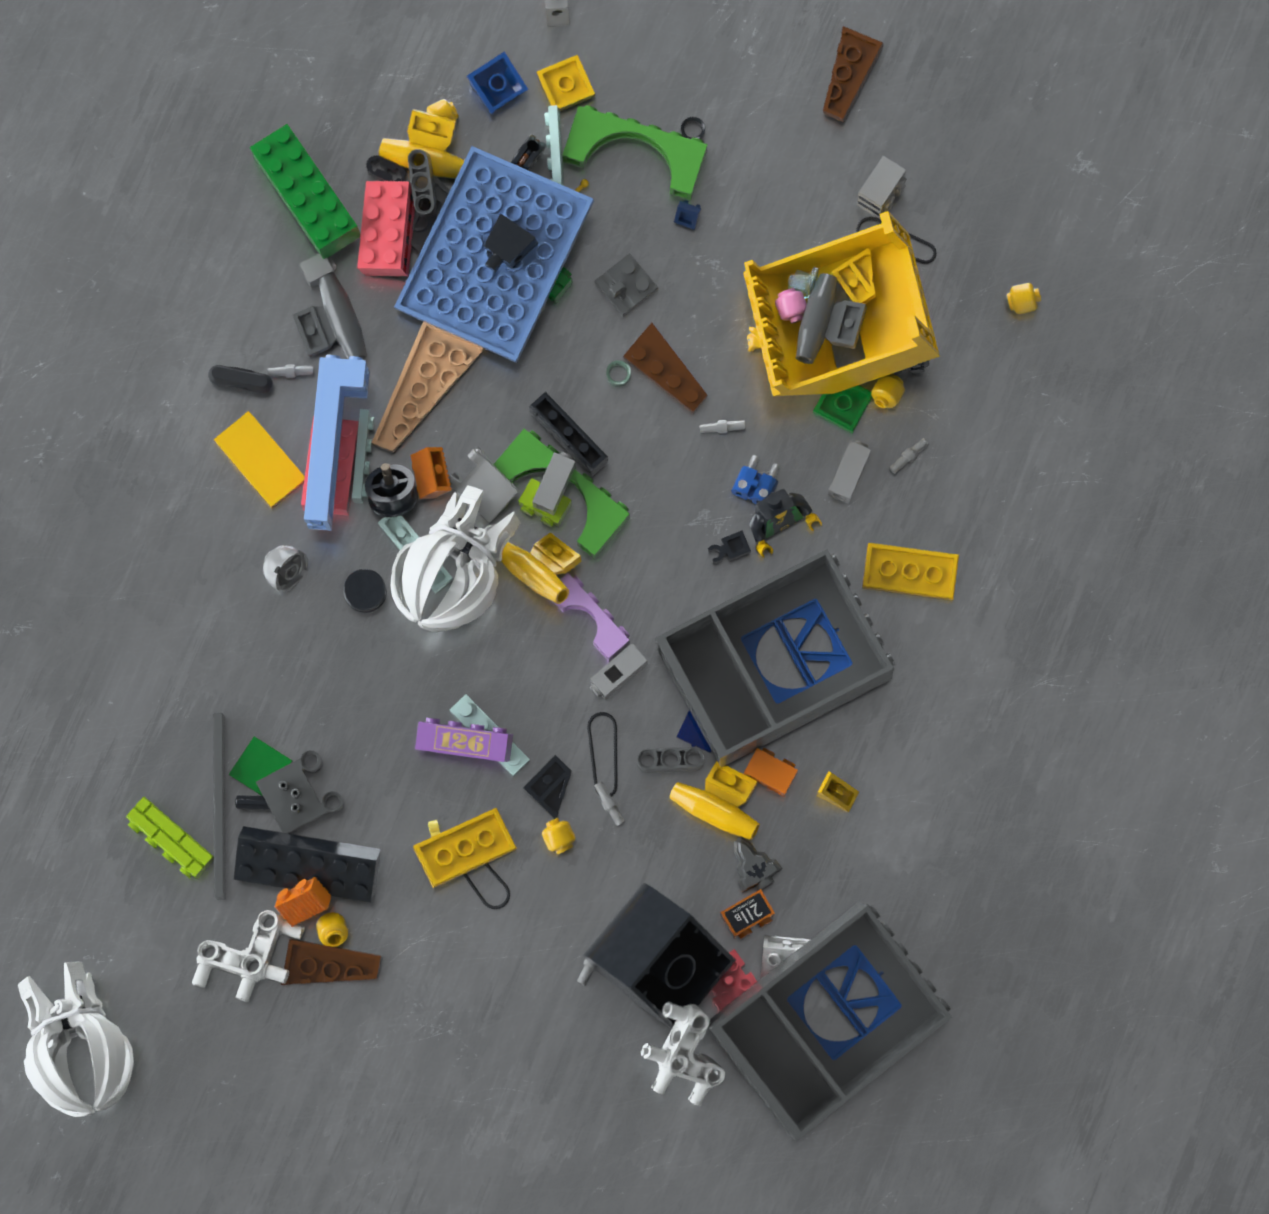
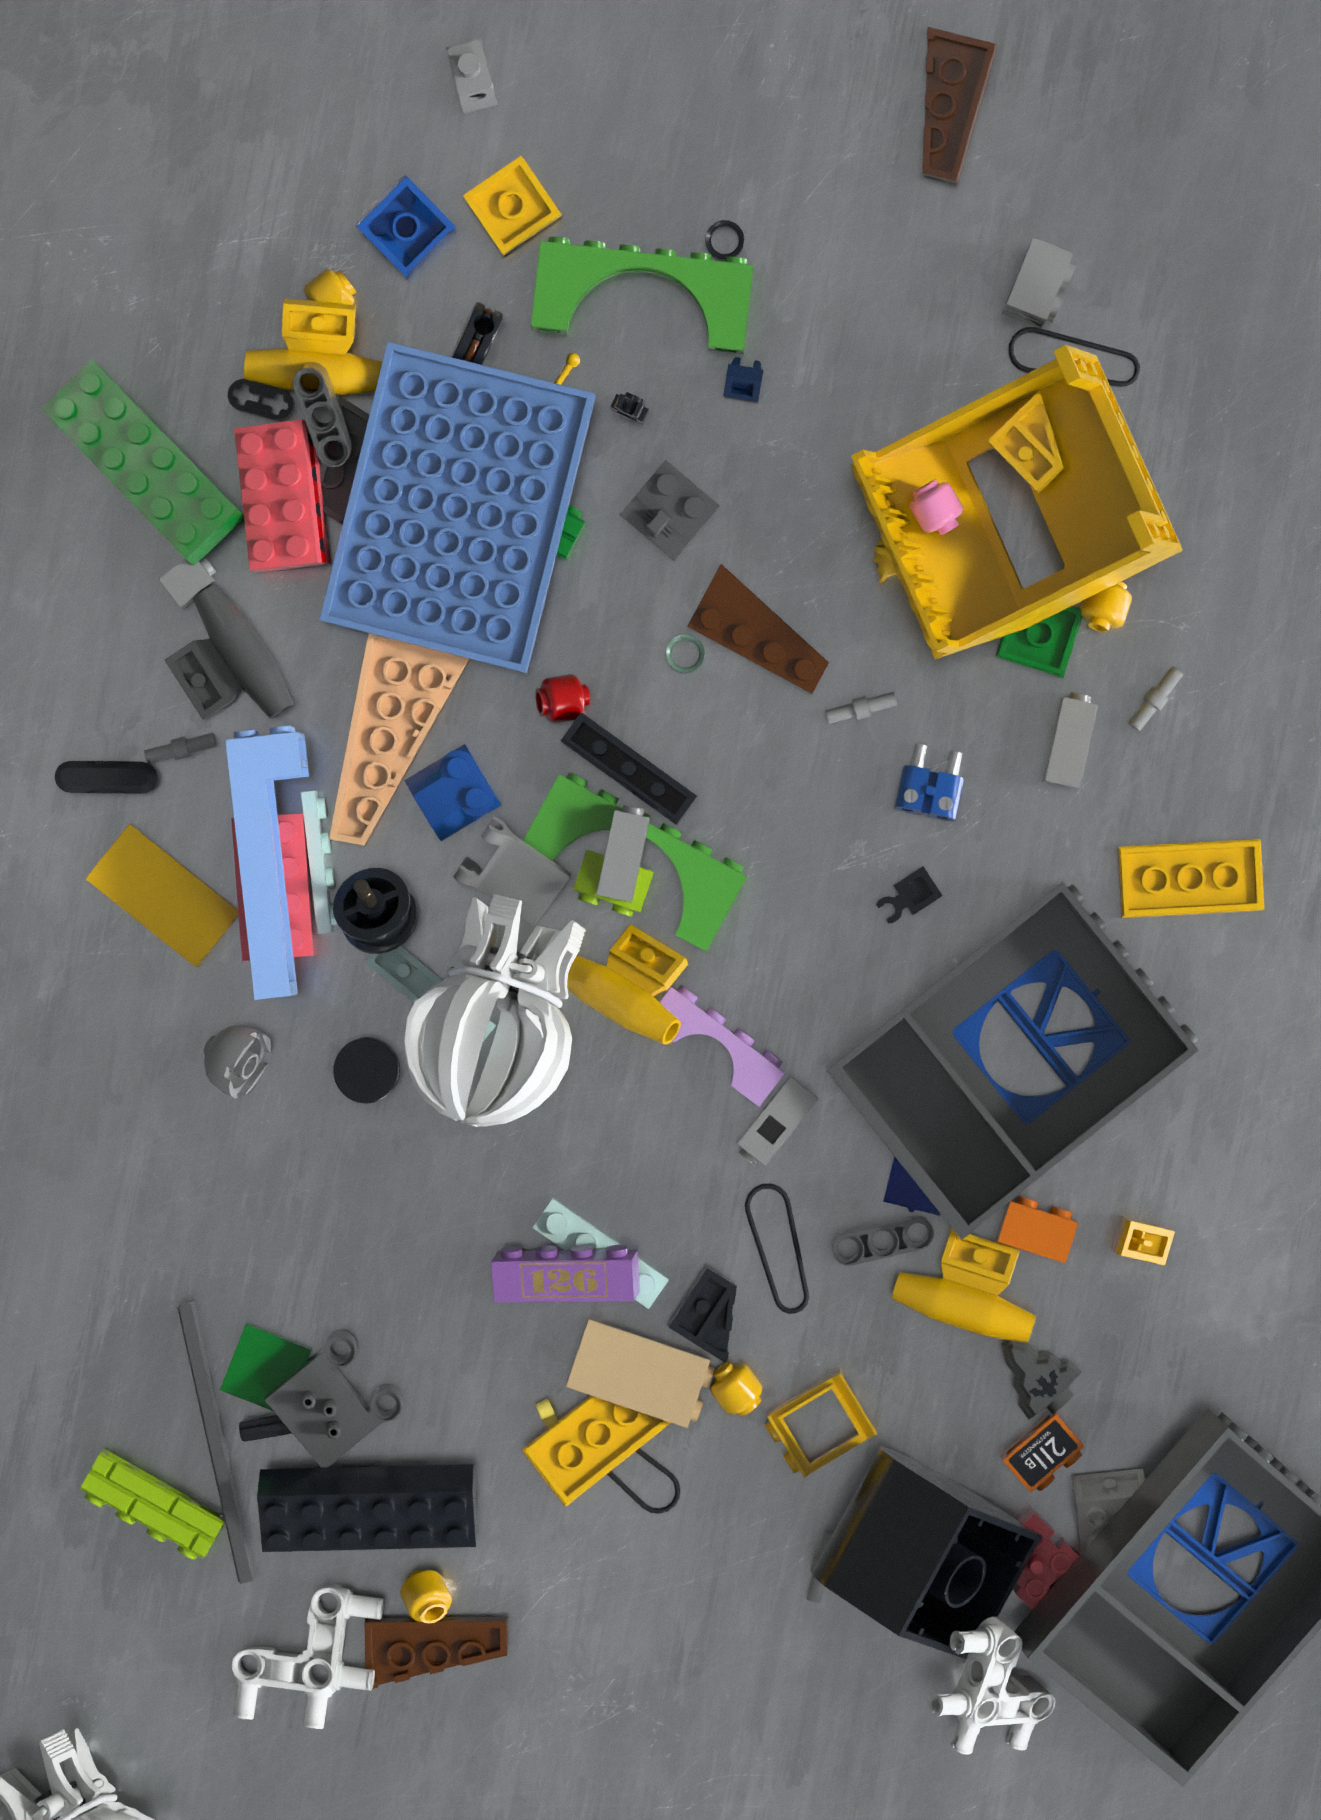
camera: 10 degrees left, 10 degrees up
(302, 901) = (374, 1569): orange brick -> none
(430, 472) = (429, 870): orange brick -> none
(456, 430) = (452, 792): none -> blue slope
(499, 813) = (639, 1373): none -> tan panel
(507, 244) = (476, 493): black torso -> none
(535, 383) = (561, 698): none -> red head
(553, 141) = (513, 306): light aqua plate -> none
(588, 886) = (780, 1431): none -> yellow window
(609, 803) = (802, 1322): light grey bar -> none
(613, 216) = (630, 407): none -> black plate
(777, 513) = (974, 831): black torso -> none
(803, 281) = (947, 465): clear light blue panel -> none
(828, 320) = (997, 523): dark grey plate -> none
(1023, 298) = (1289, 416): yellow head -> none

